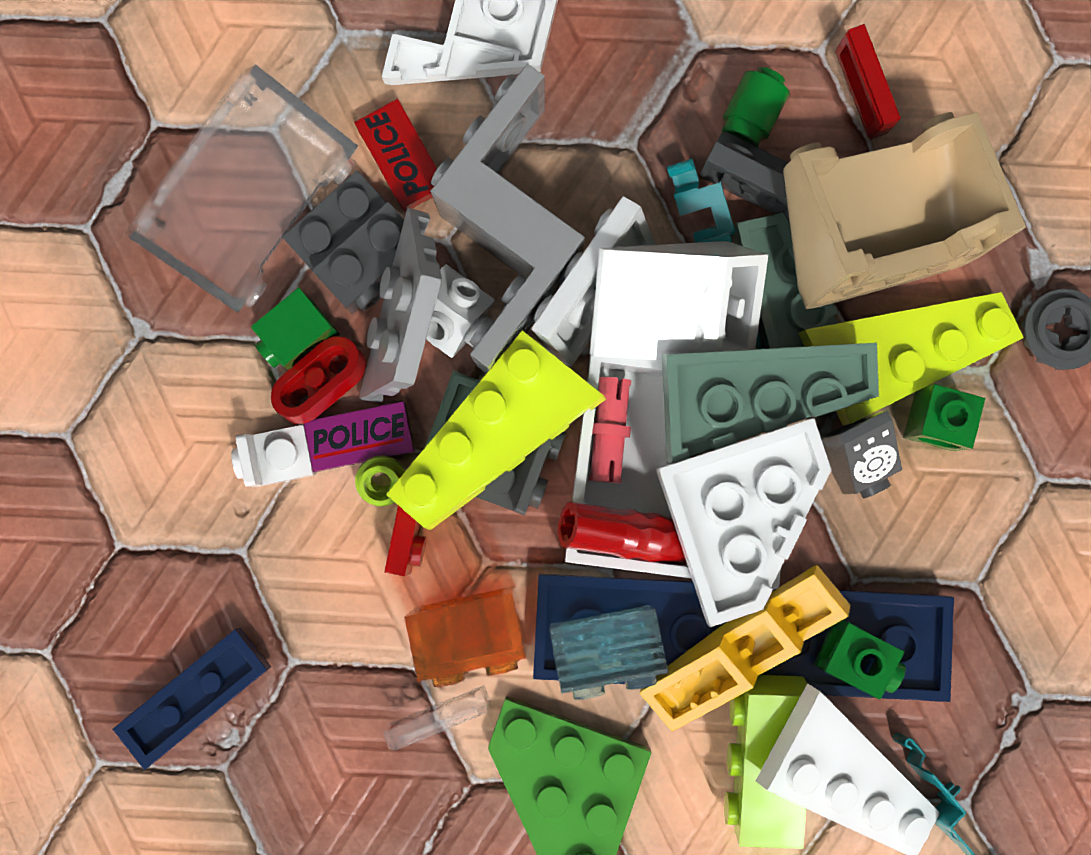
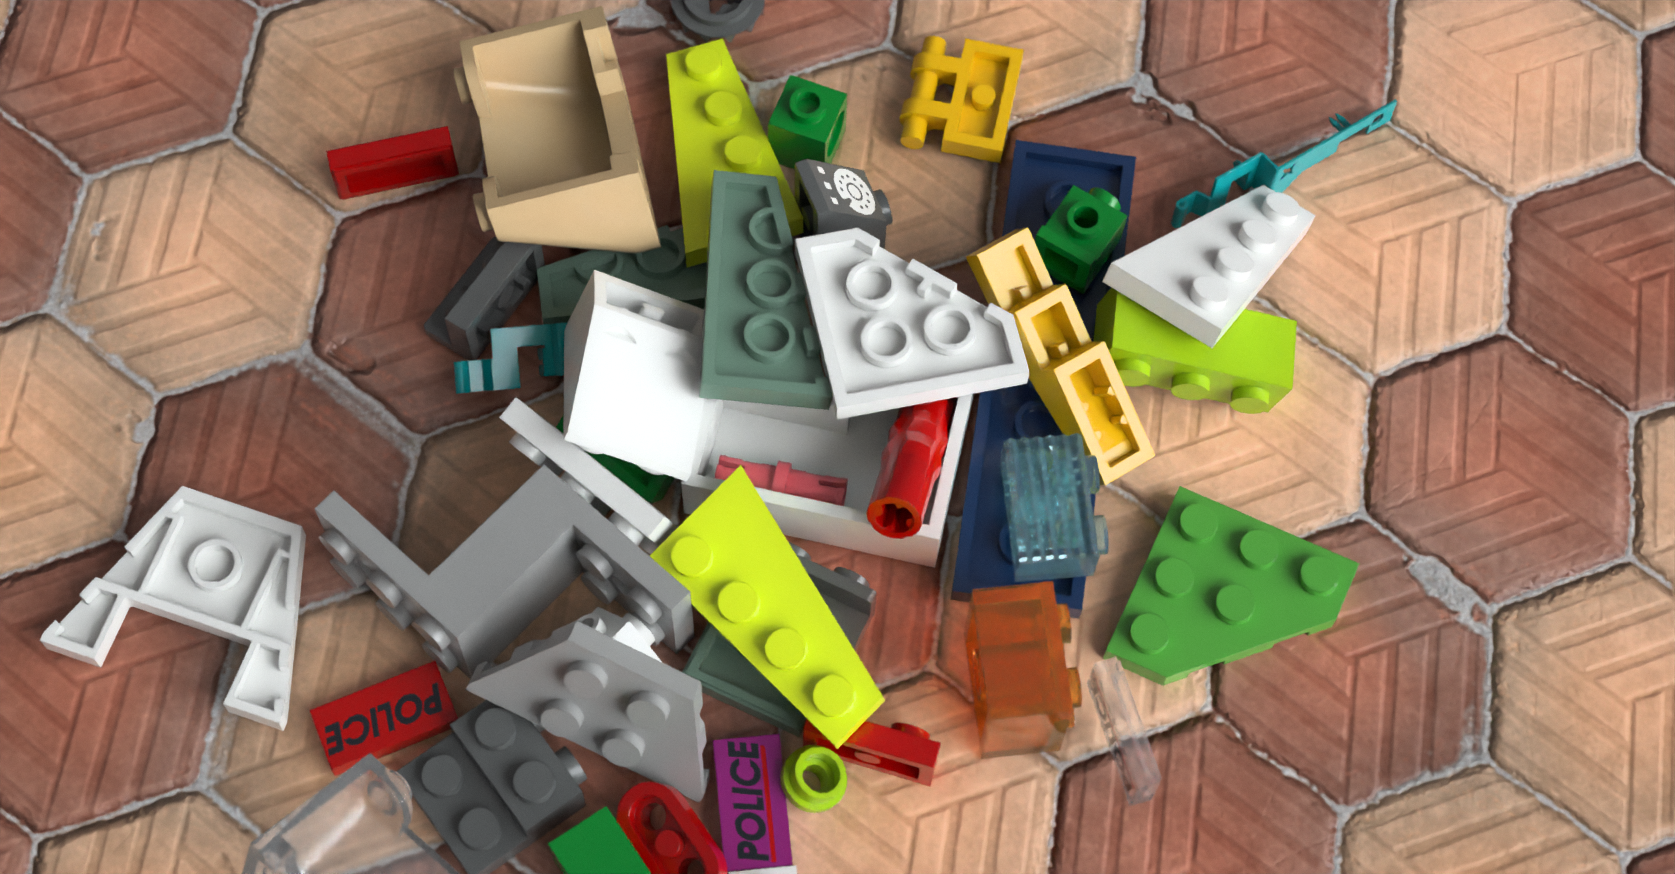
camera: 90 degrees left, 20 degrees down
(756, 105) = (398, 286): green brick -> none
(993, 564) = (980, 102): none -> yellow plate

